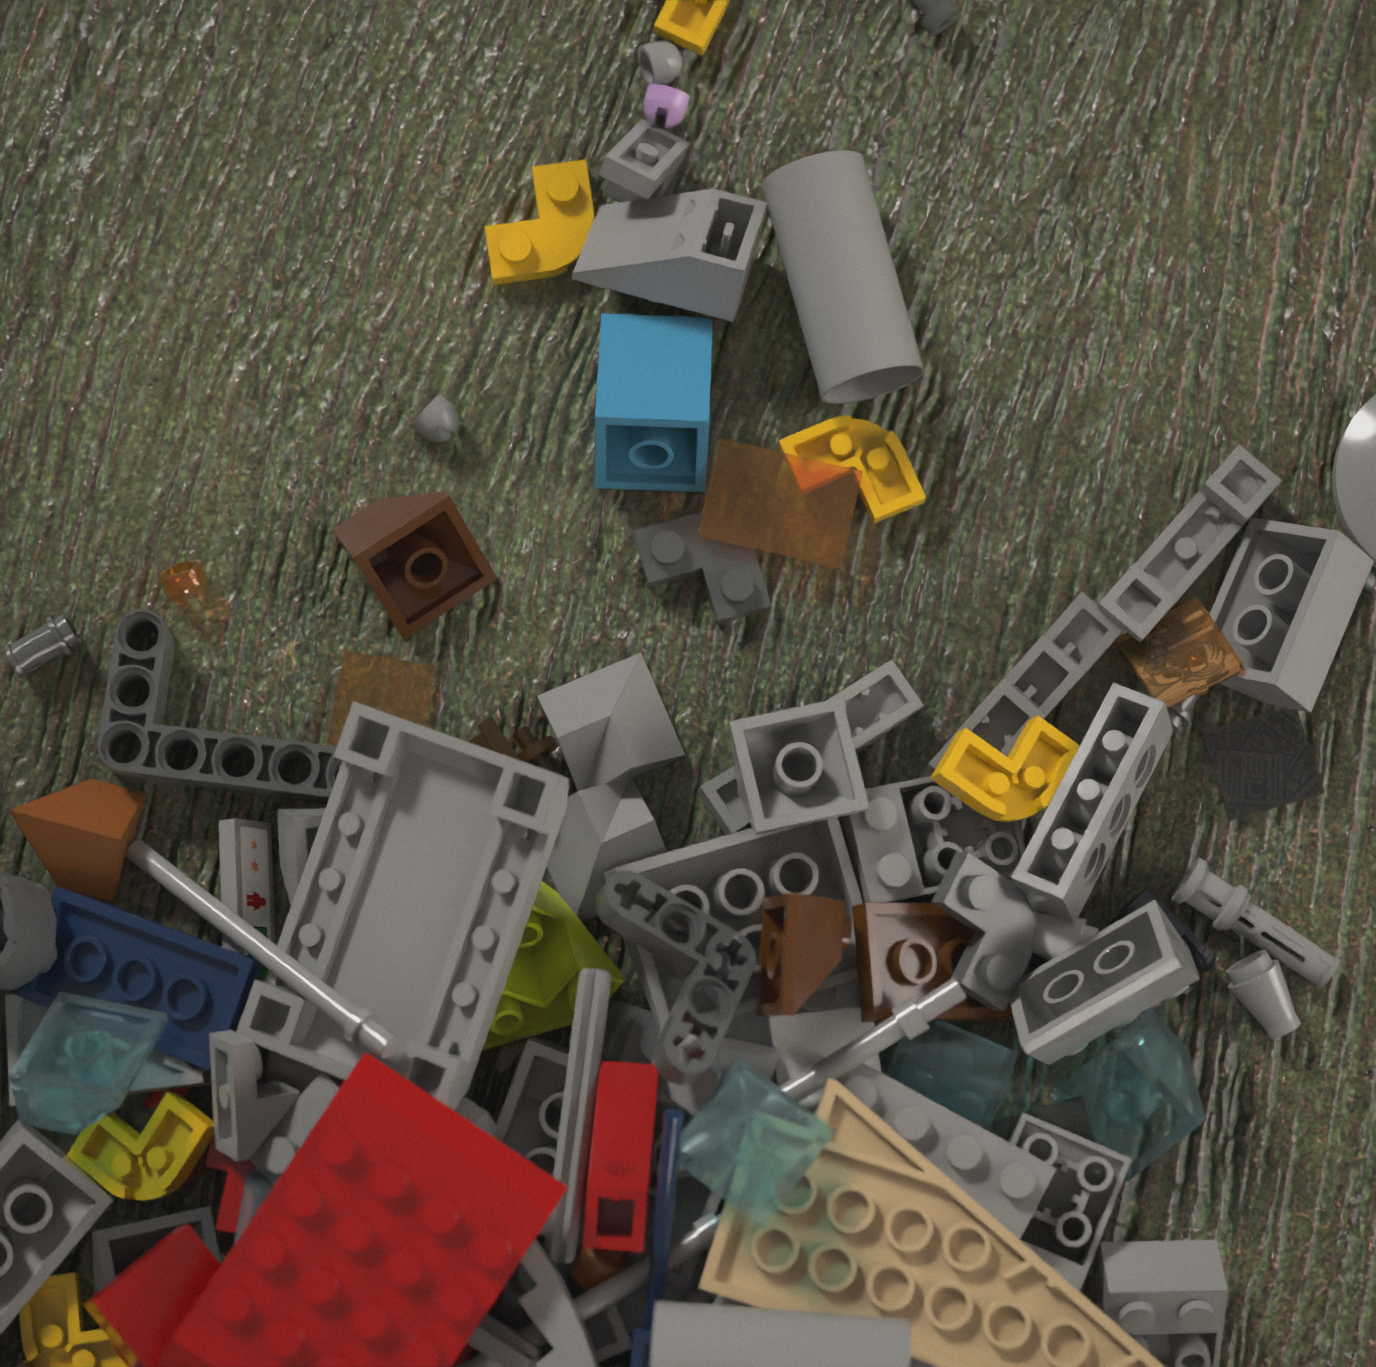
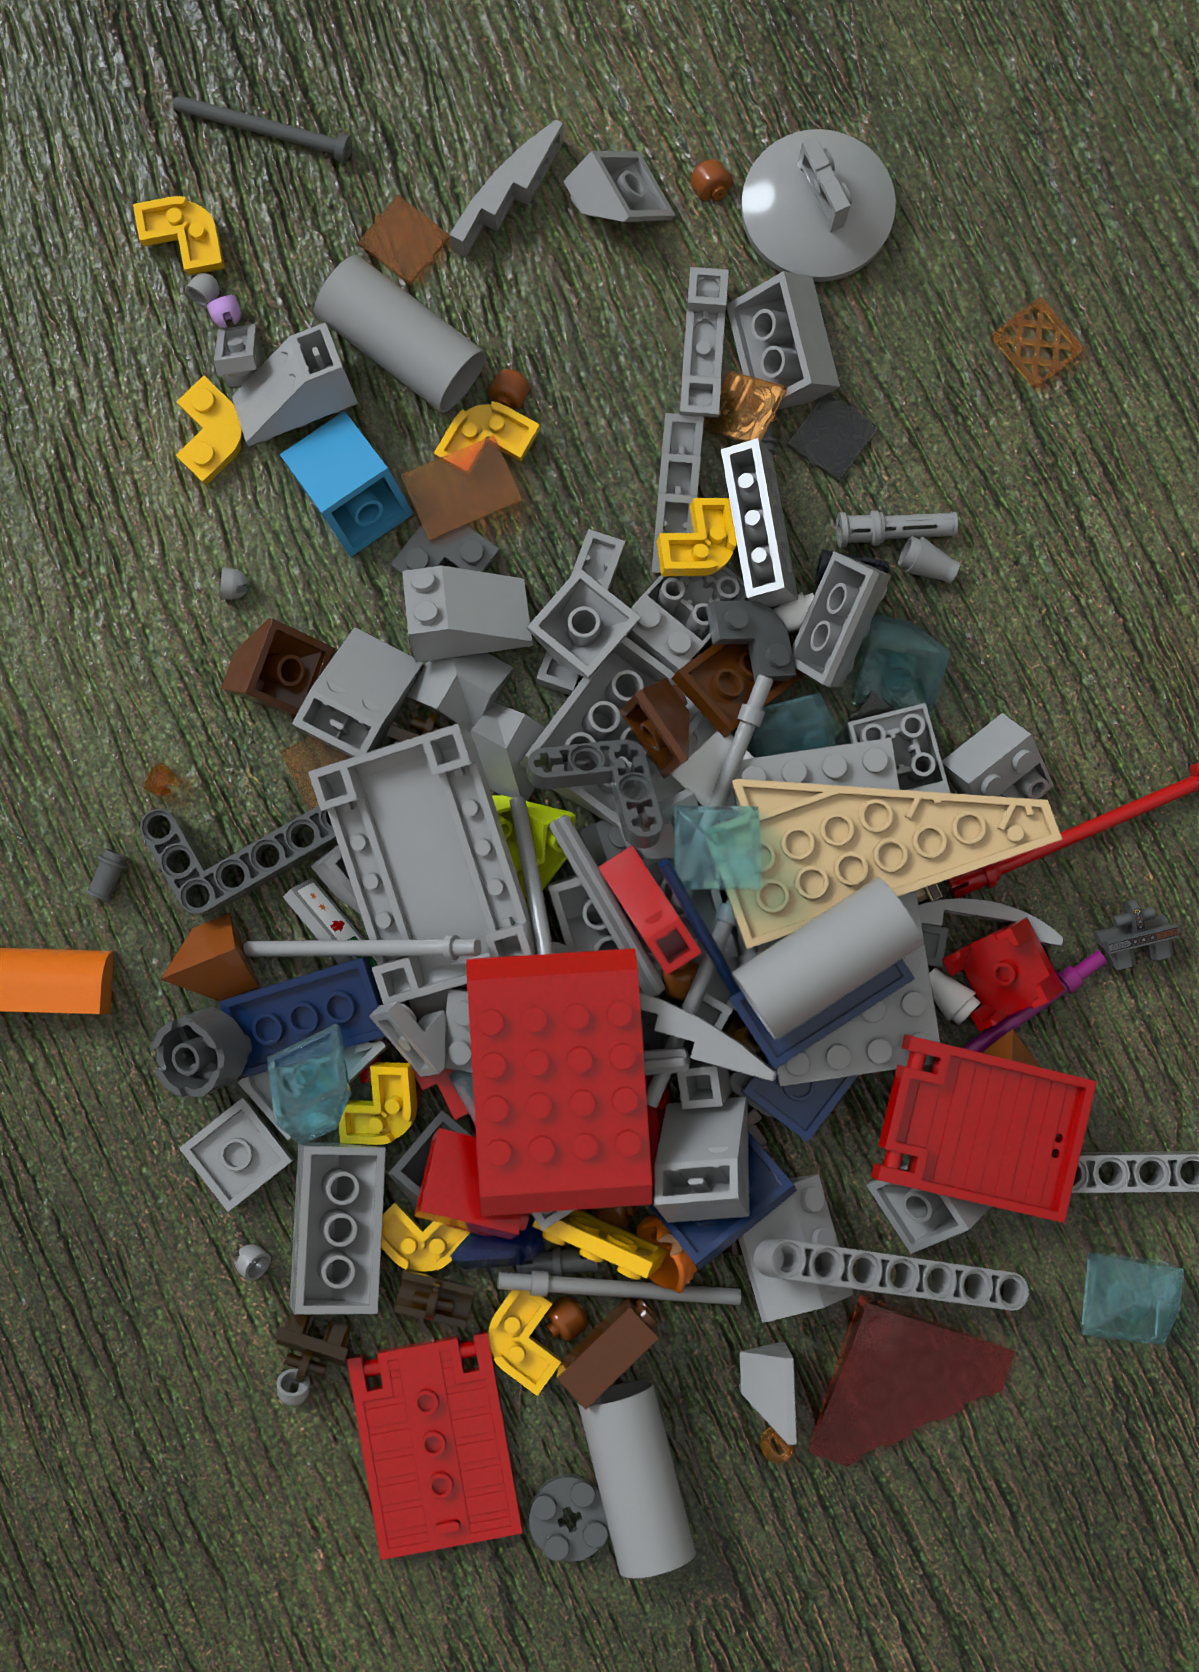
camera: 30 degrees left, 5 degrees up
(482, 653) = (358, 695): none -> light grey slope
(516, 1013) = (531, 876): none -> light grey bar
(674, 649) = (464, 612): none -> light grey slope
(924, 430) = (509, 388): none -> dark orange piece
(932, 171) = (404, 239): none -> clear orange piece
(1111, 195) = (514, 179): none -> light grey slope
(1223, 294) = (617, 188): none -> light grey slope
(1342, 361) = (711, 180): none -> dark orange piece

